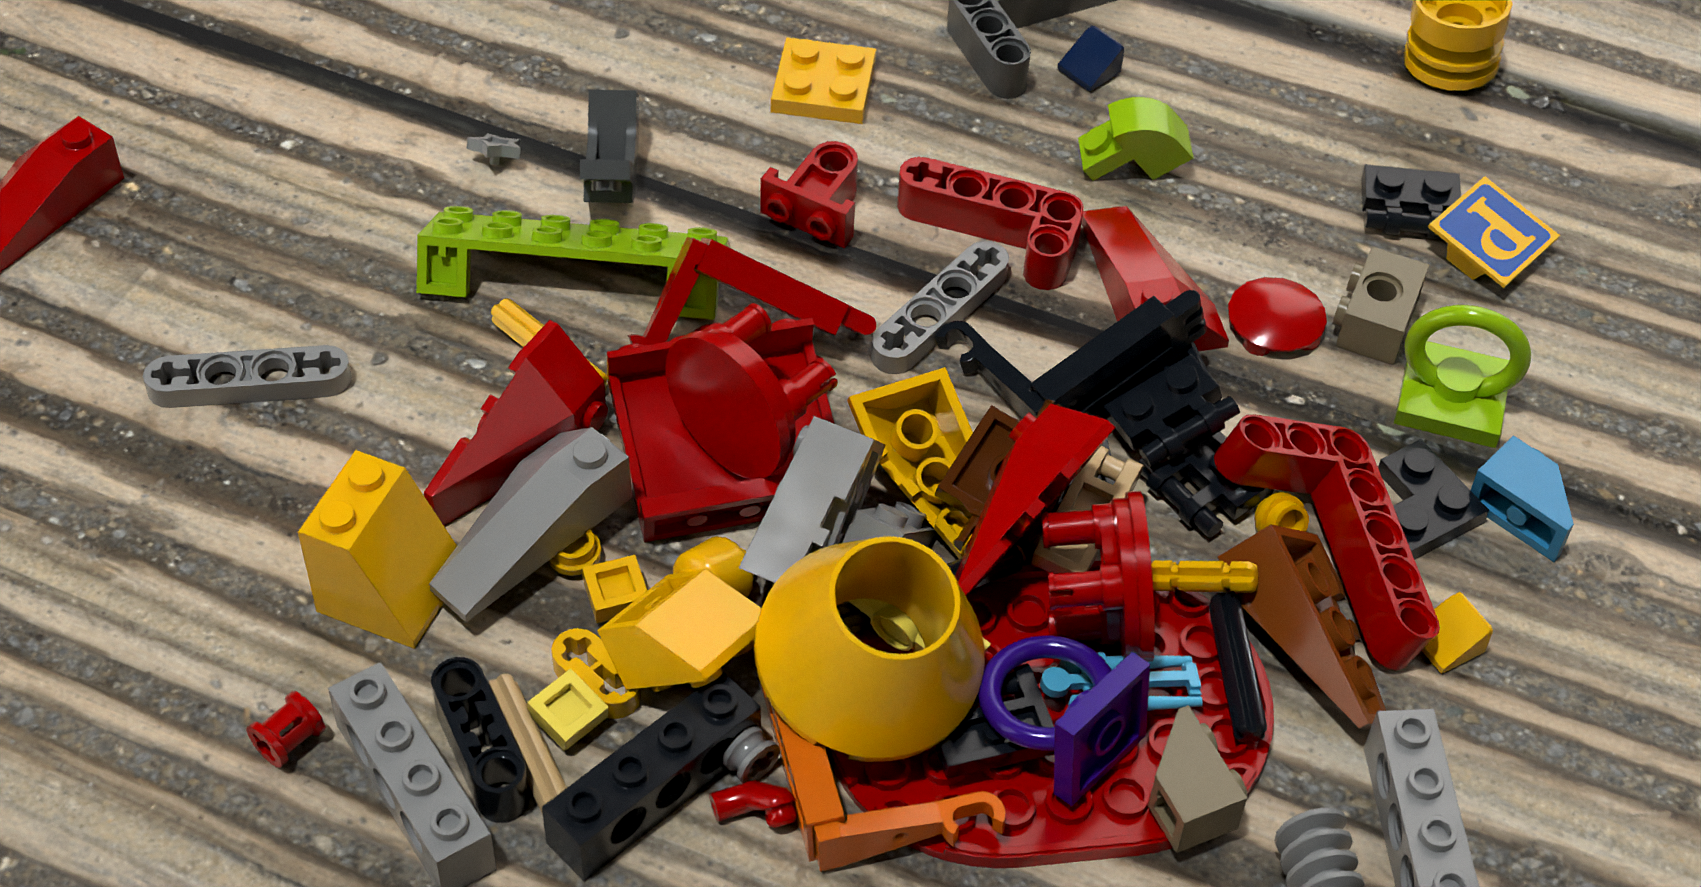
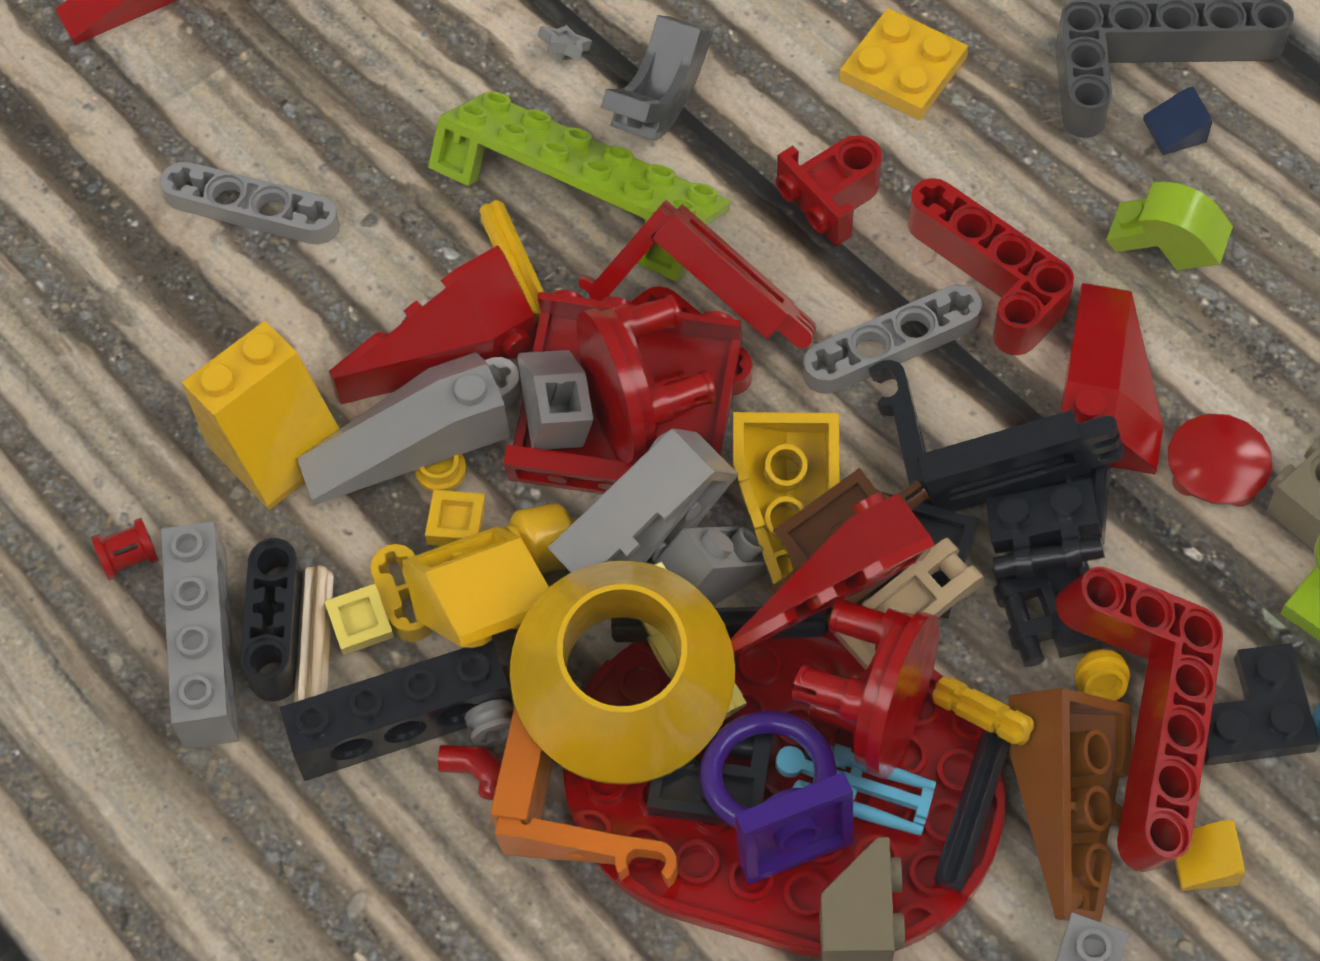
camera: 30 degrees right, 10 degrees up
(670, 442) = (555, 399): none -> light grey slope

